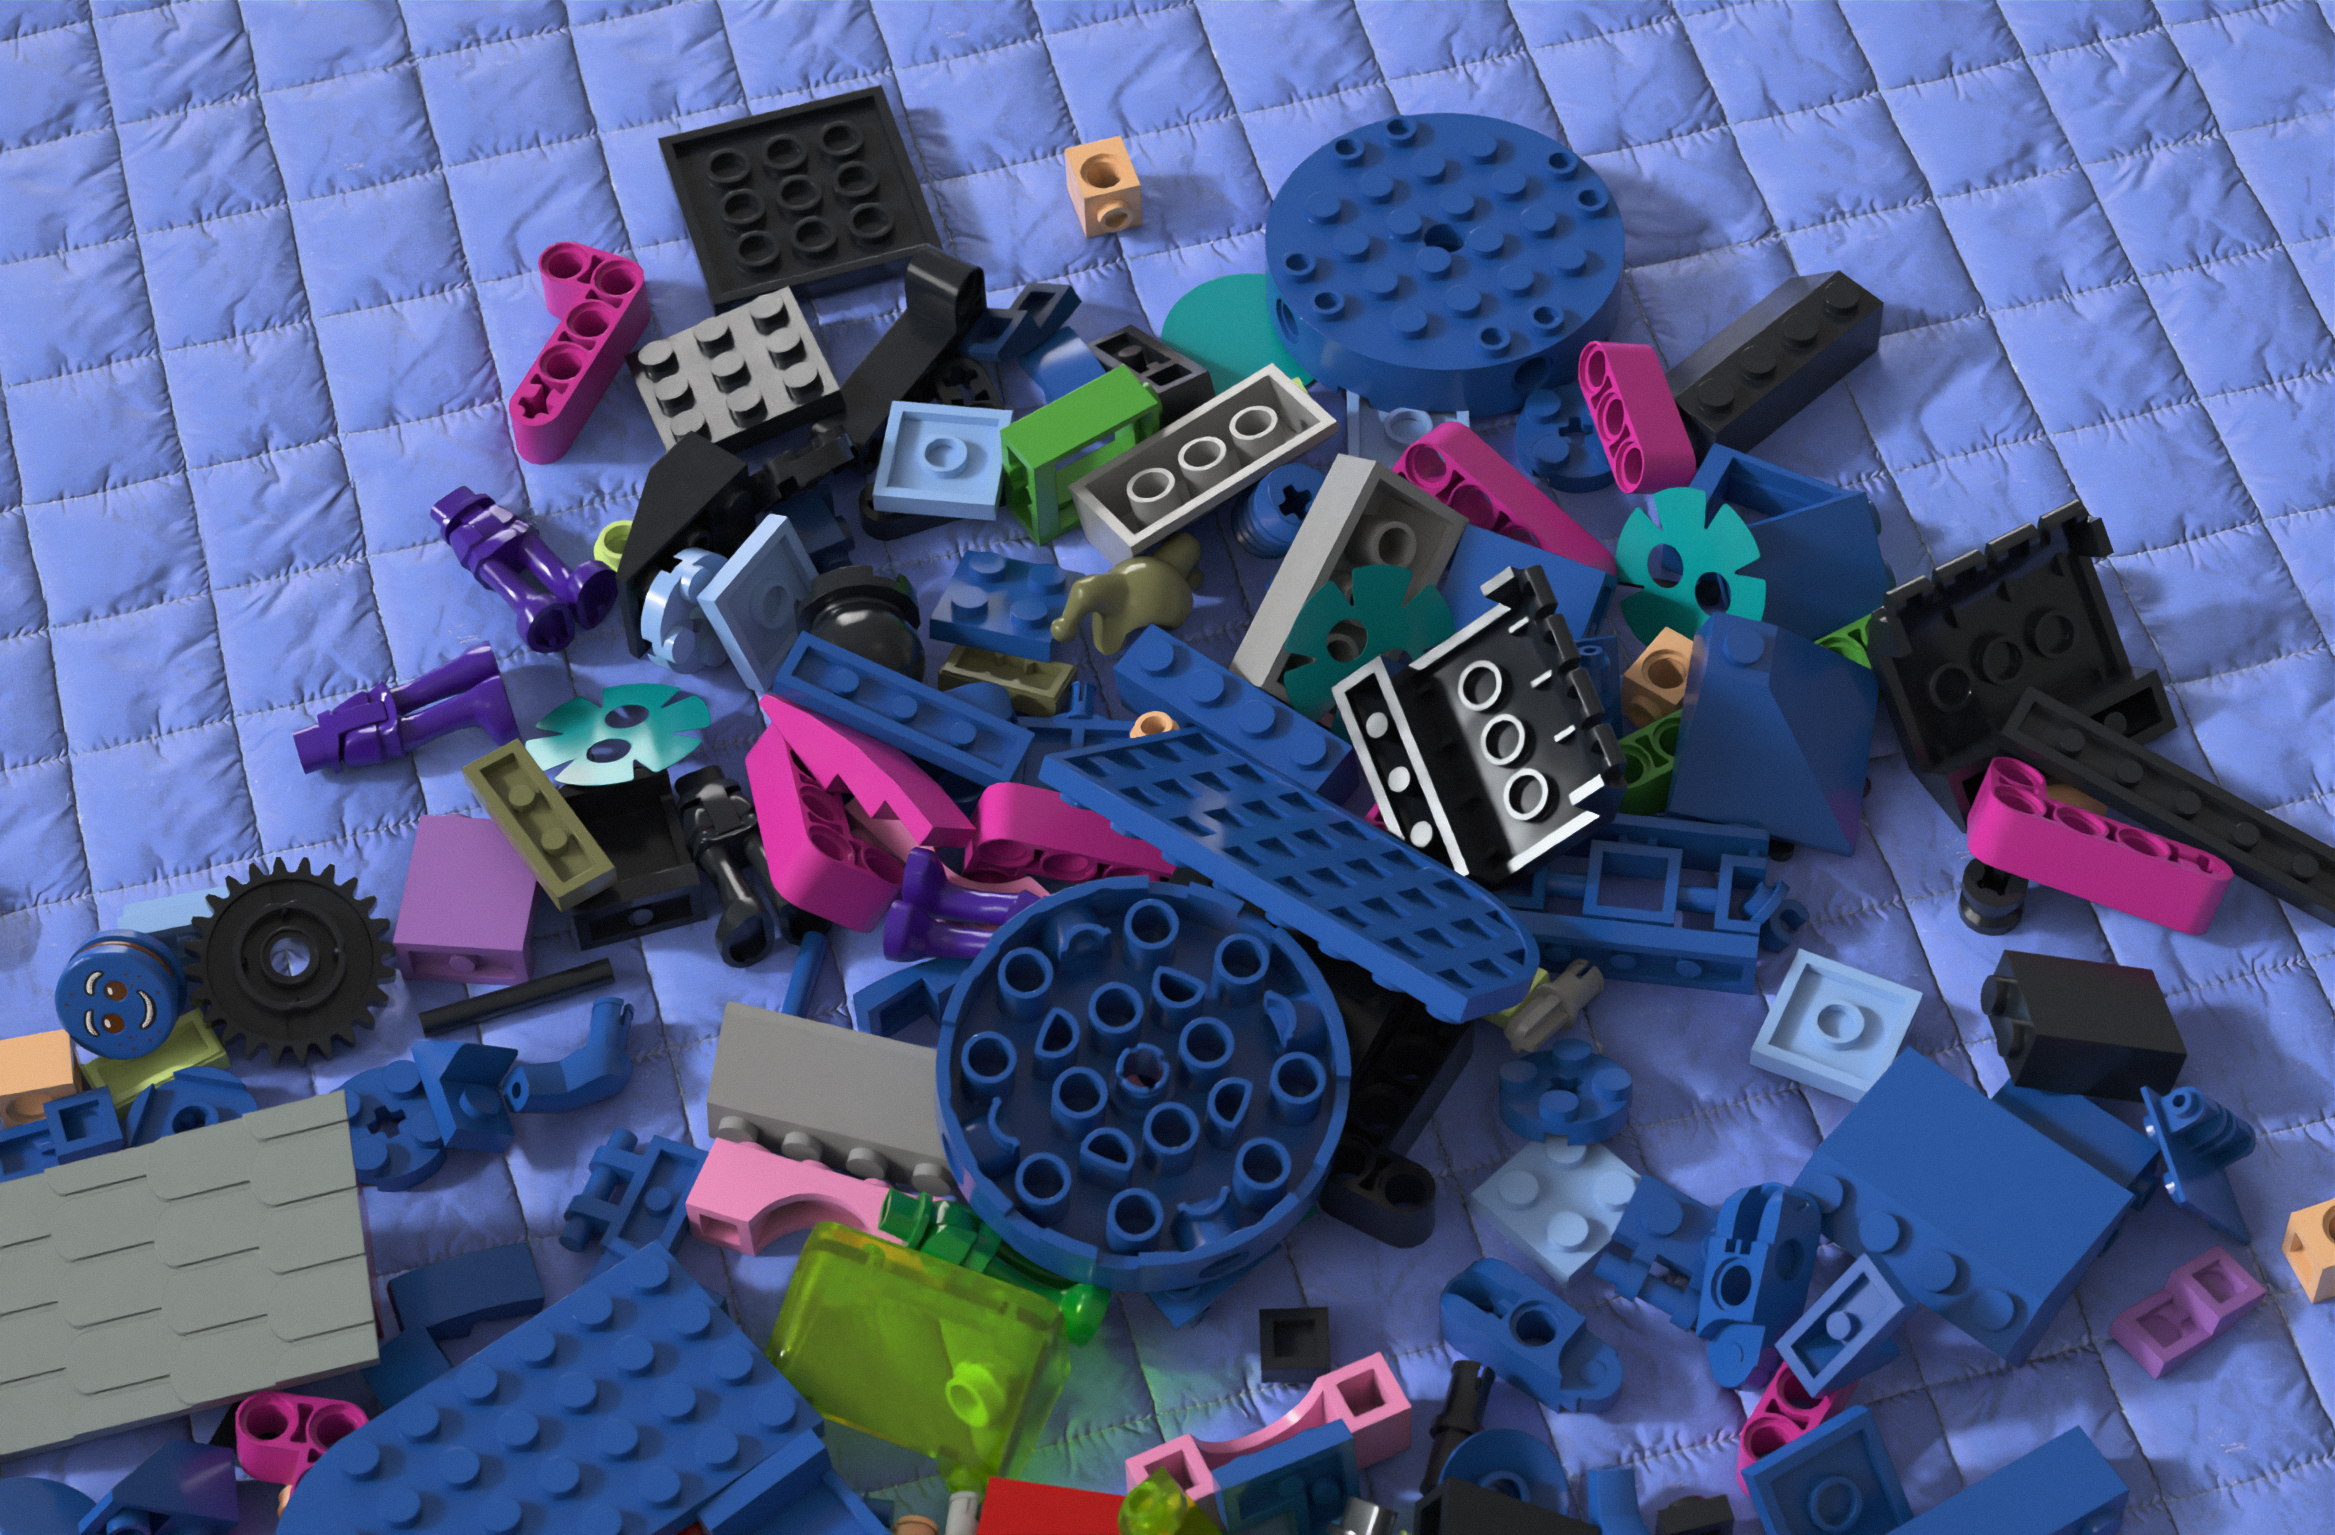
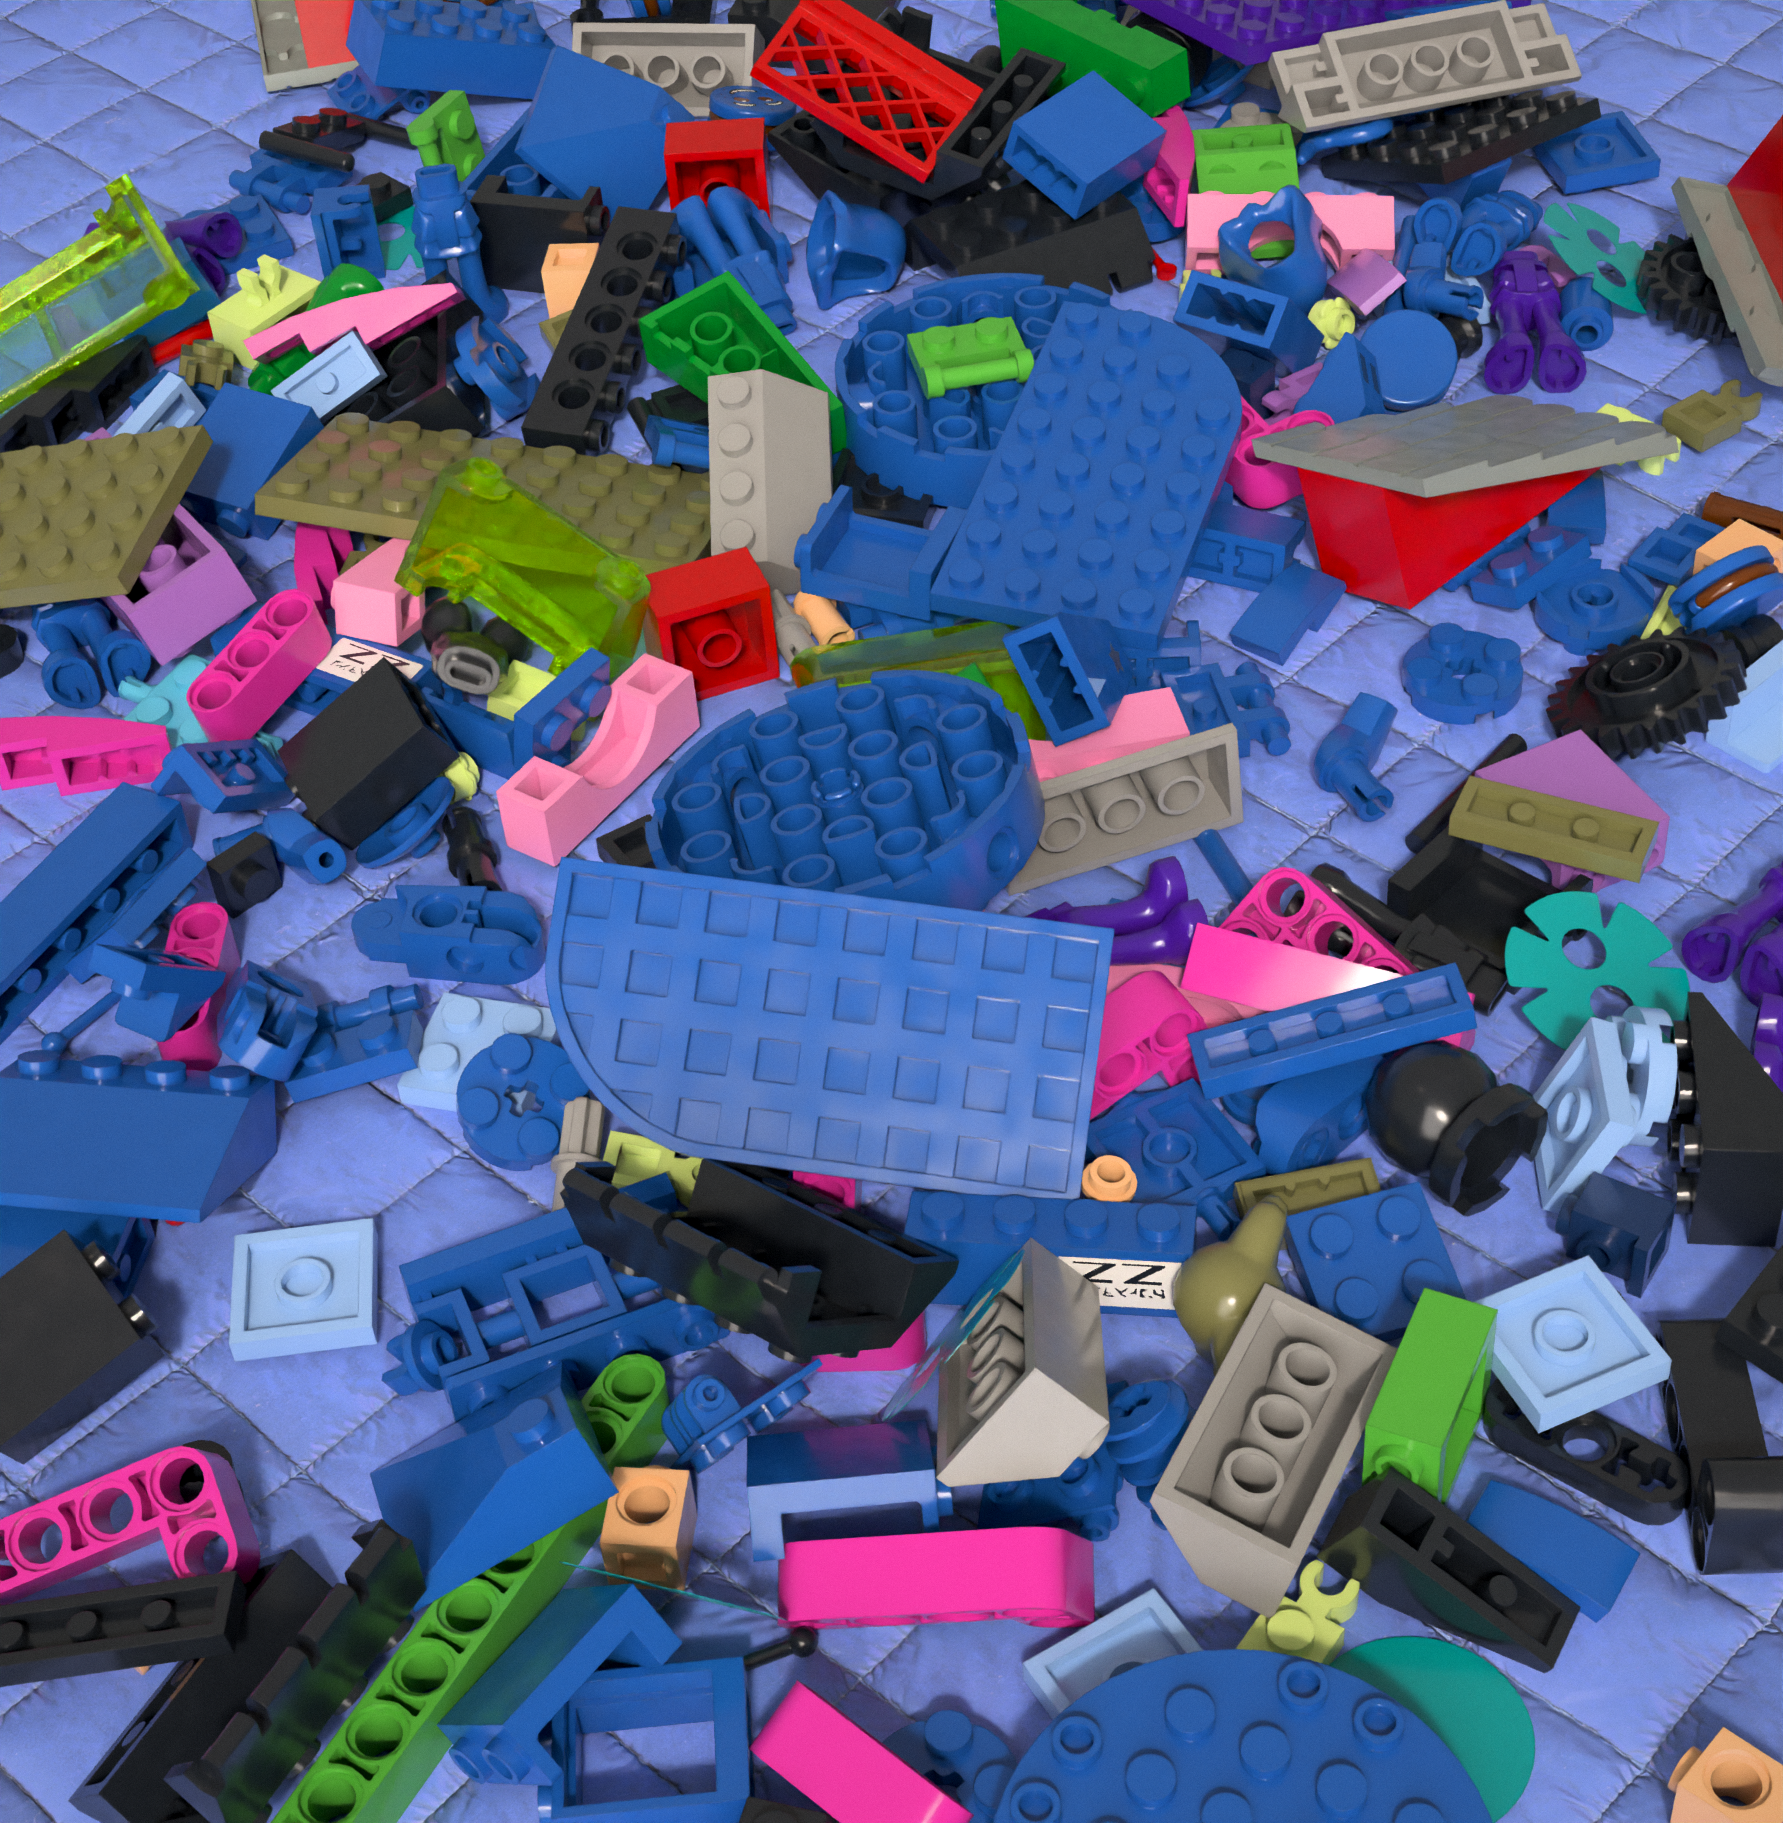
camera: 150 degrees right, 10 degrees down
(464, 1092) = (1428, 697): blue slope -> none
(774, 1219) = (1071, 672): none -> blue slope
(801, 471) = (1684, 1250): black plate -> none
(1029, 321) = (1652, 1558): dark blue slope -> none
(1960, 1443) = (58, 1040): none -> blue hinge

